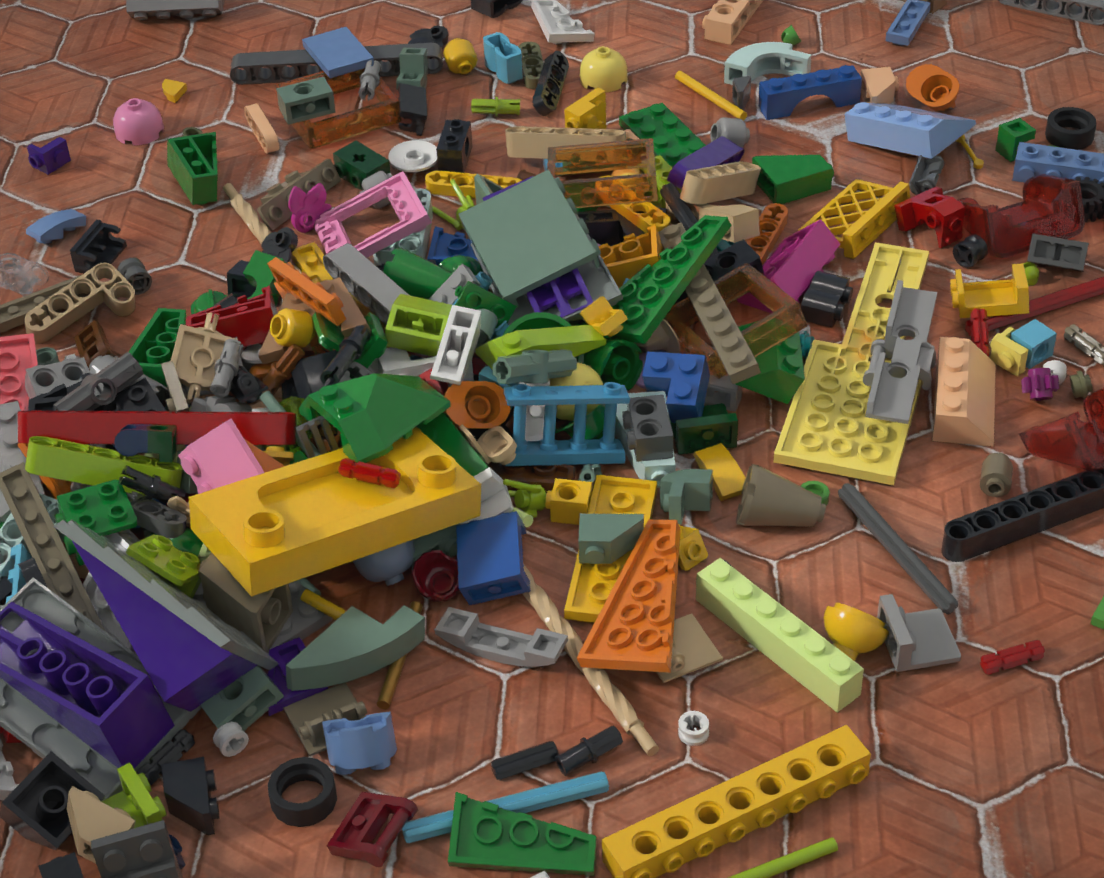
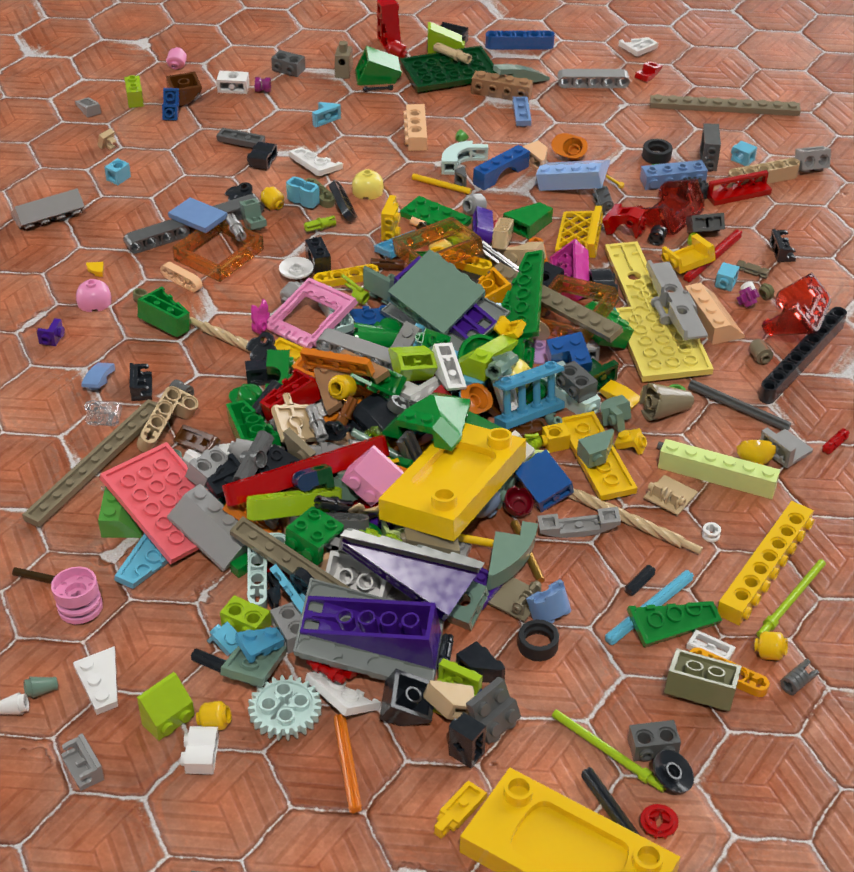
camera: 30 degrees left, 0 degrees up
(230, 739) = (475, 628): white bush -> none
(275, 203) = (238, 310): dark tan bracket -> none
(306, 100) = (208, 250): sand green brick -> none
(349, 350) = (392, 388): black pin -> none
(358, 162) = (267, 282): dark green brick -> none
(363, 823) = (586, 644): dark red plate -> none
(369, 473) = (462, 452): red axle -> none
(412, 106) = (273, 237): black hinge -> none
(493, 445) = (500, 417): tan bracket -> none
(534, 141) = (383, 235): tan beam -> none
(588, 750) = (669, 562): black axle -> none
(639, 614) = (646, 479): orange wing -> none
(979, 330) = (696, 276): red axle -> none
(1008, 353) = (719, 285): light yellow bracket -> none
(1010, 135) = (633, 164): green panel -> none

